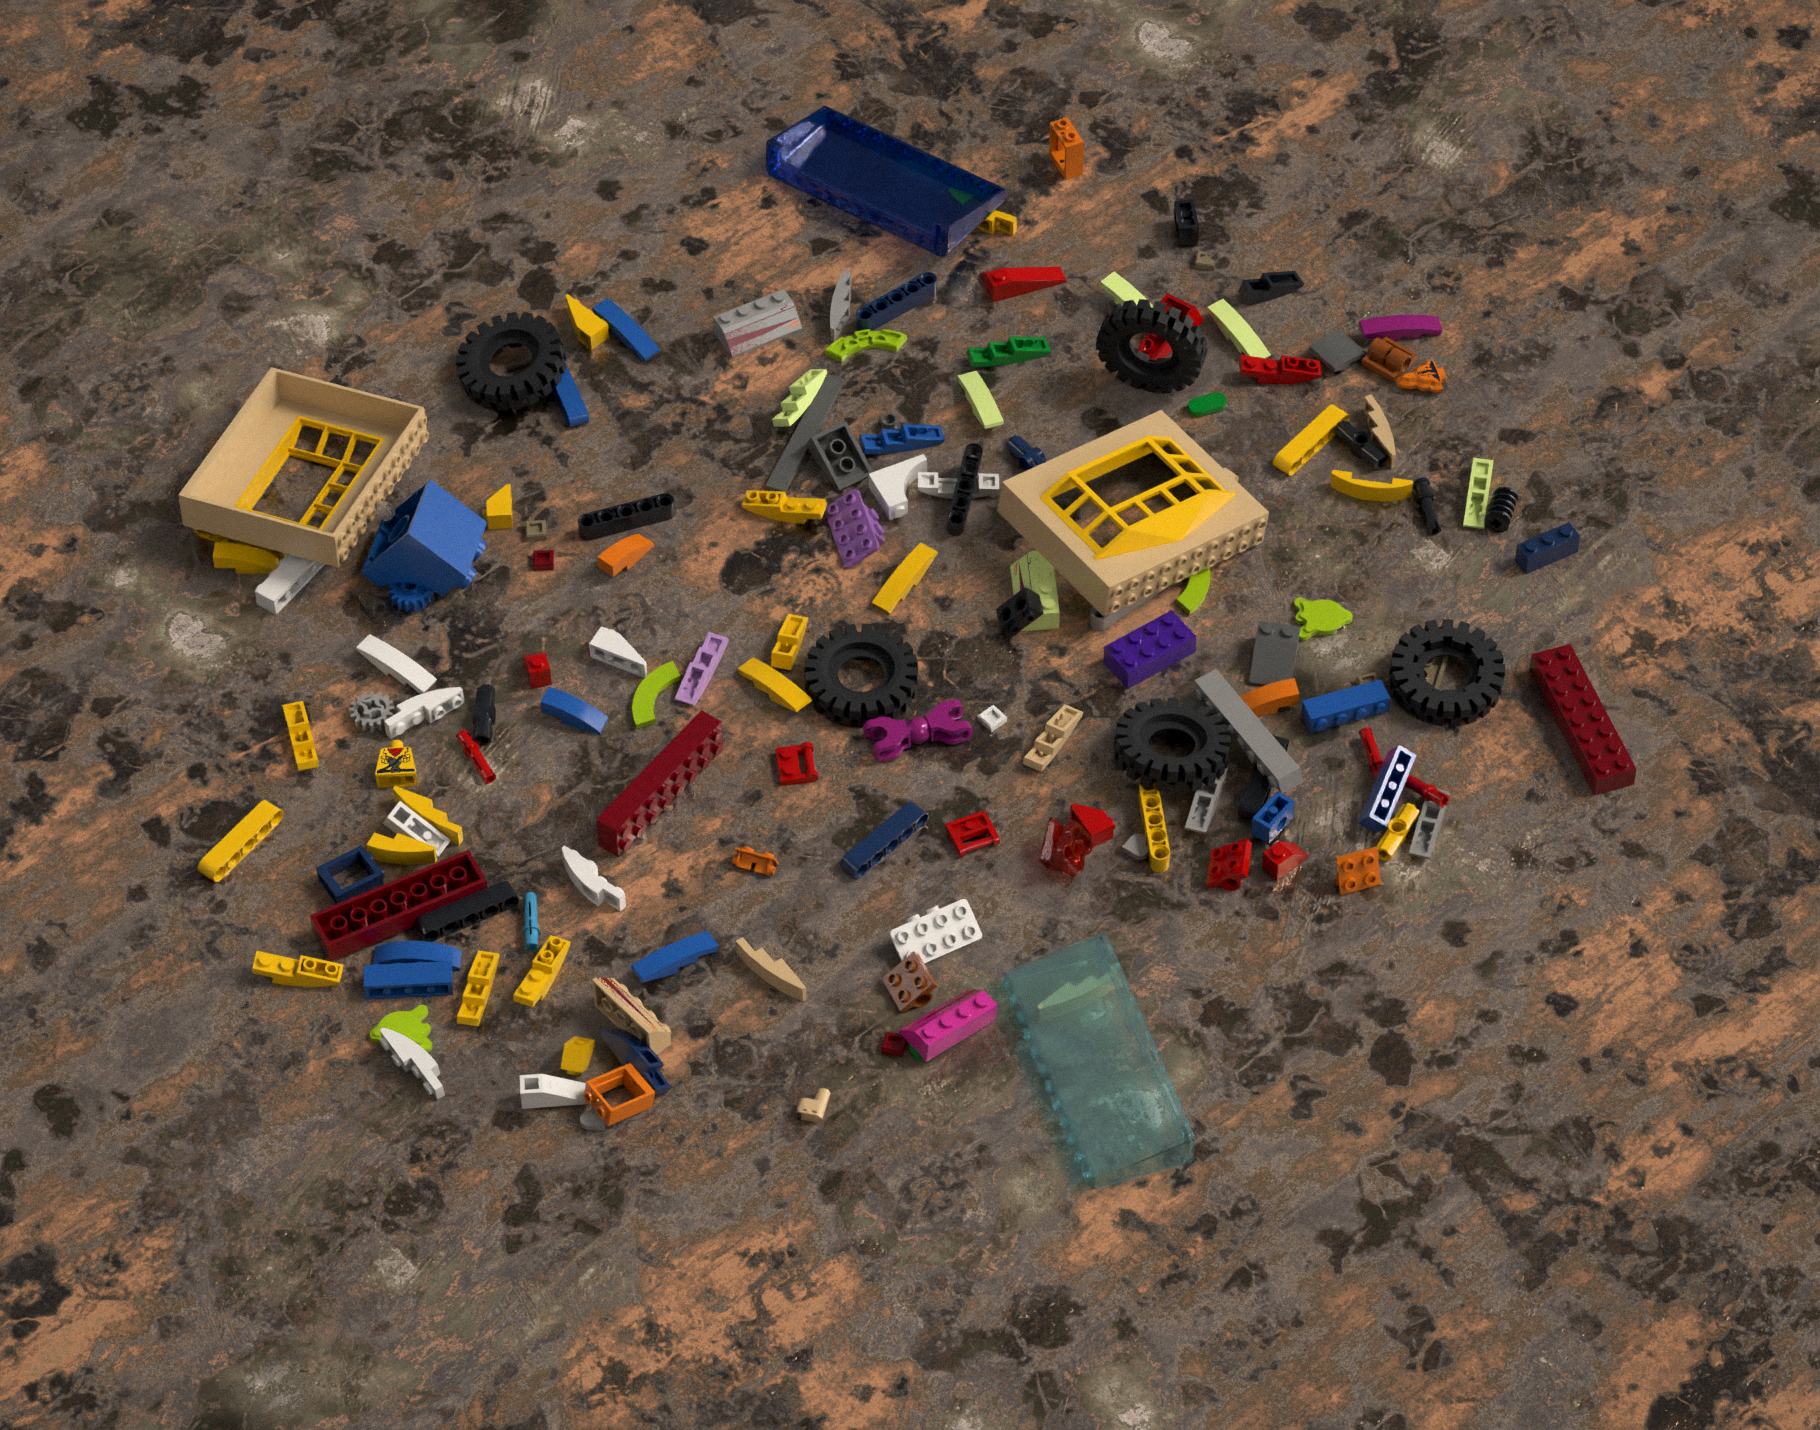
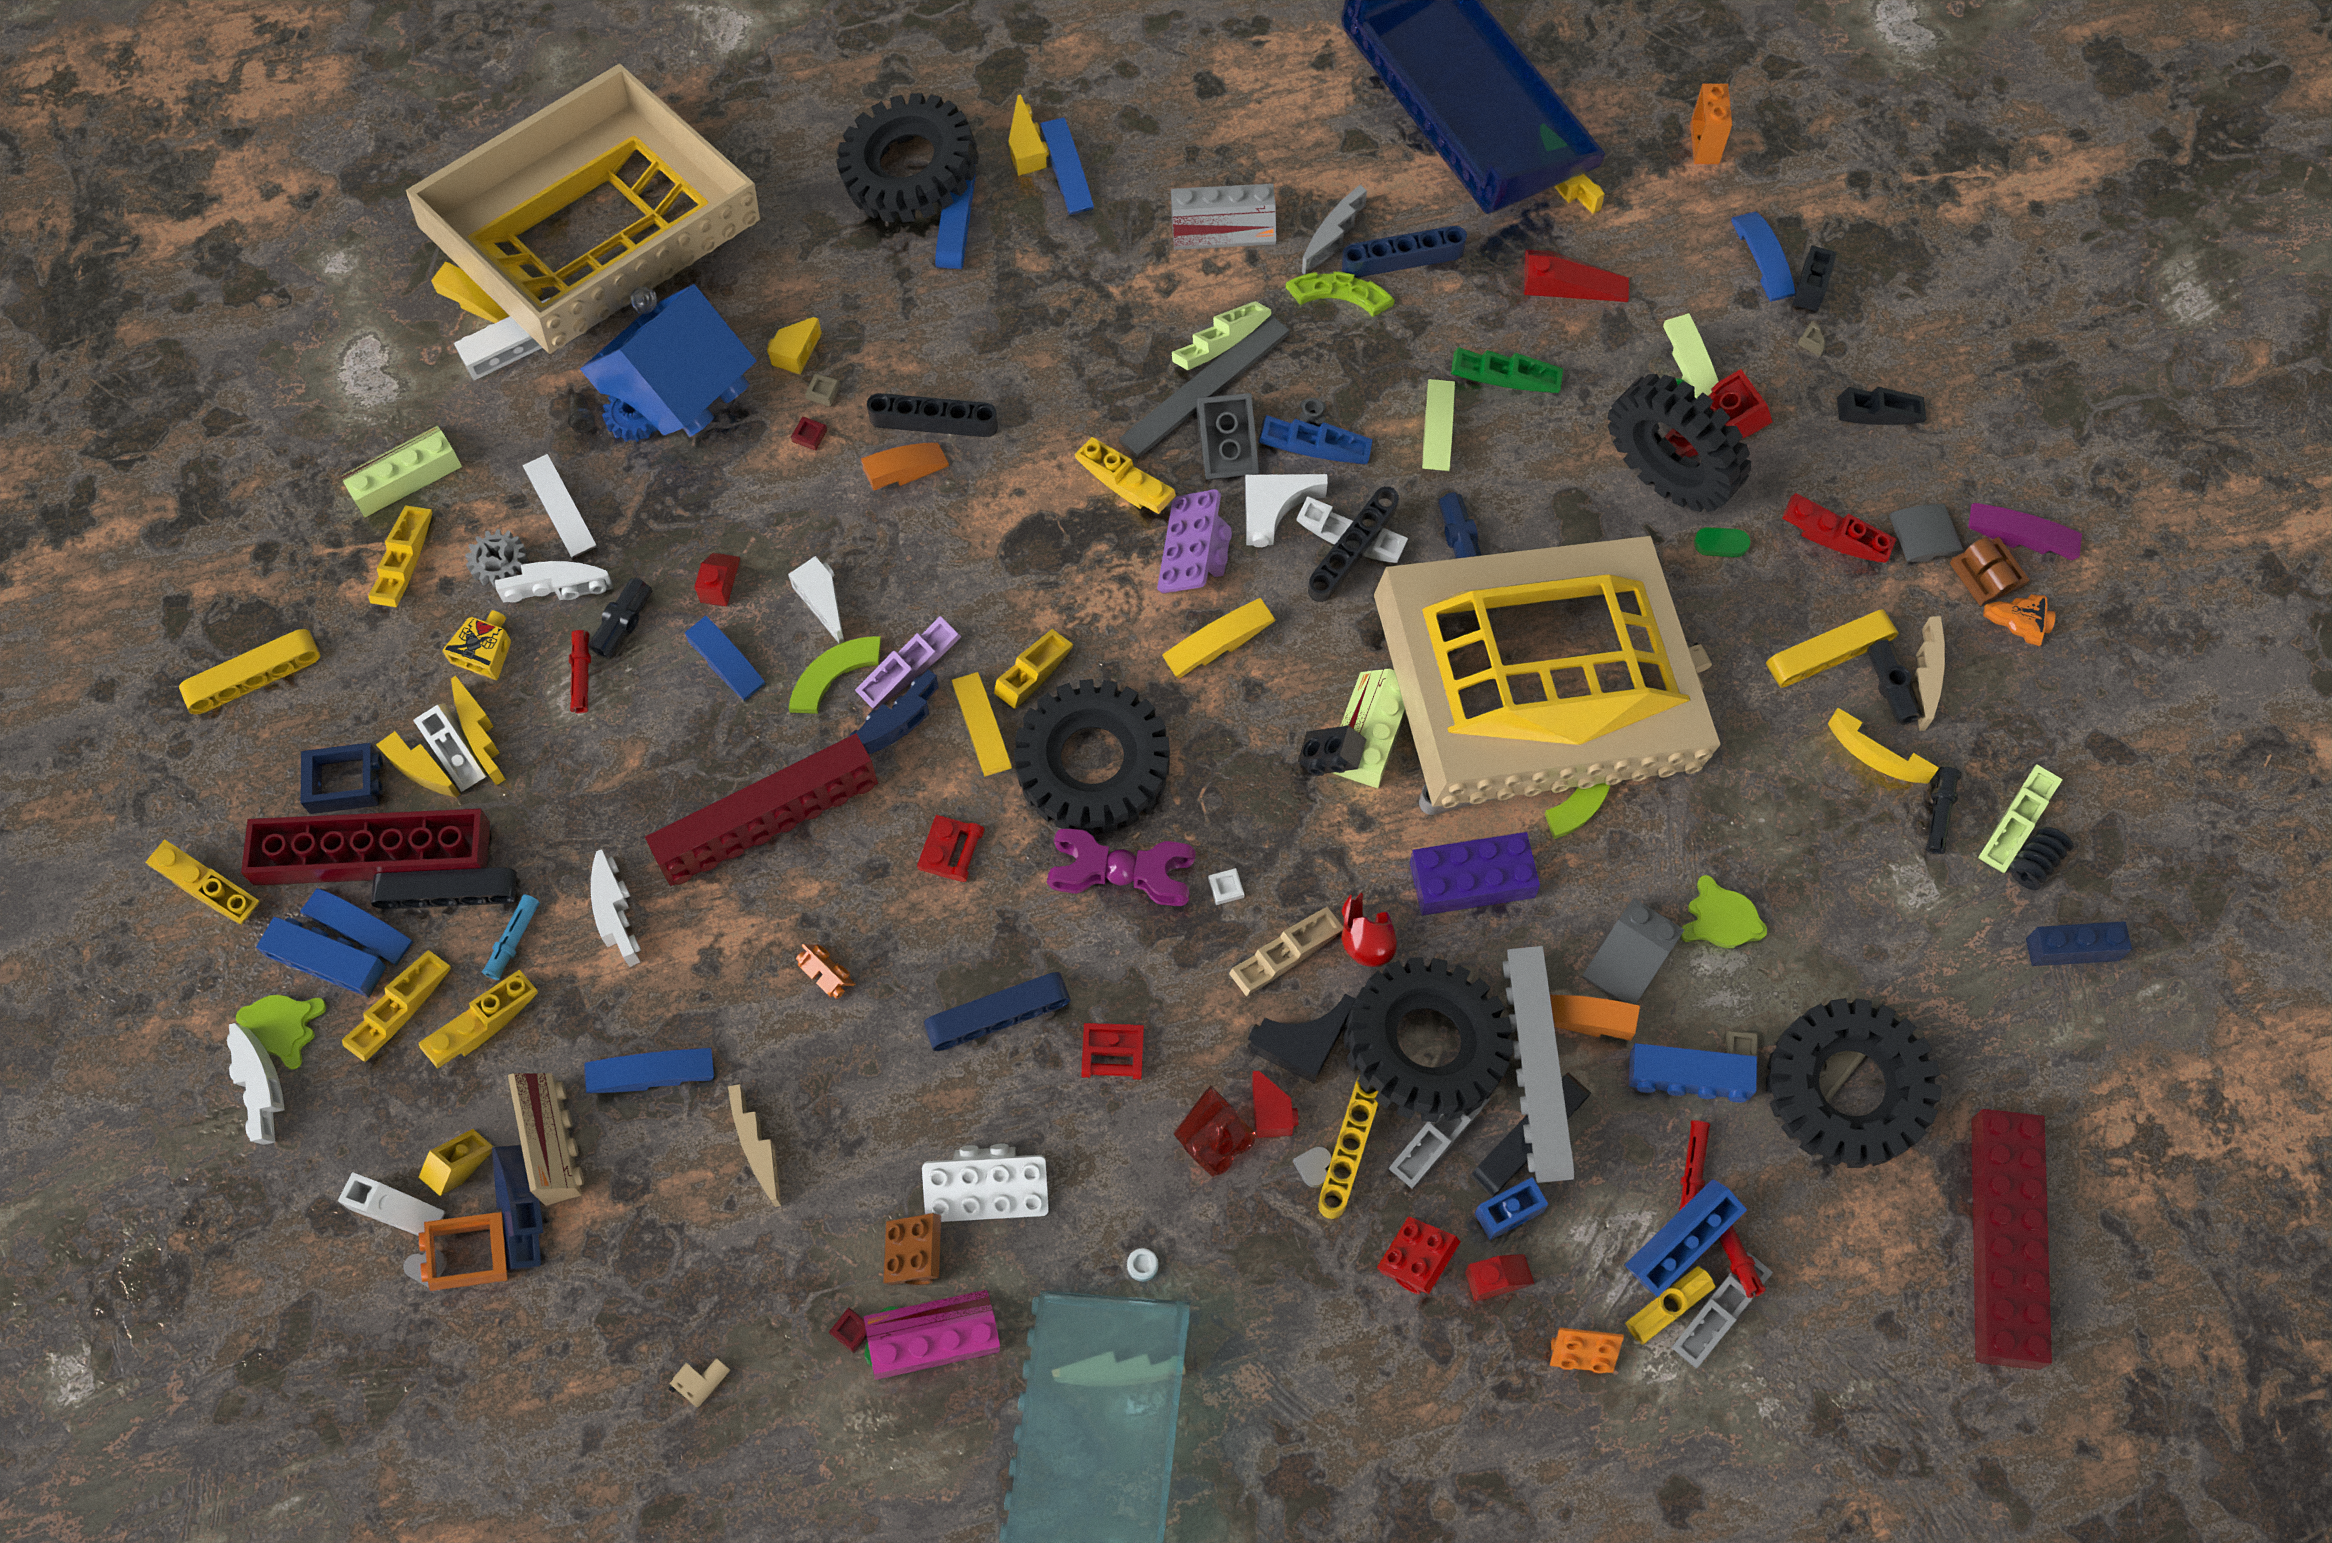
camera: 25 degrees right, 15 degrees up
(265, 684) = (401, 471): none -> yellowish green slope
(719, 696) = (908, 711): none -> dark blue slope
(1058, 939) = (1142, 1264): none -> white tile
(1090, 785) = (1301, 1046): none -> black arch
(1101, 707) = (1364, 940): none -> red helmet
(1147, 218) = (1767, 253): none -> blue slope
(1237, 330) = (1810, 454): yellowish green slope -> none

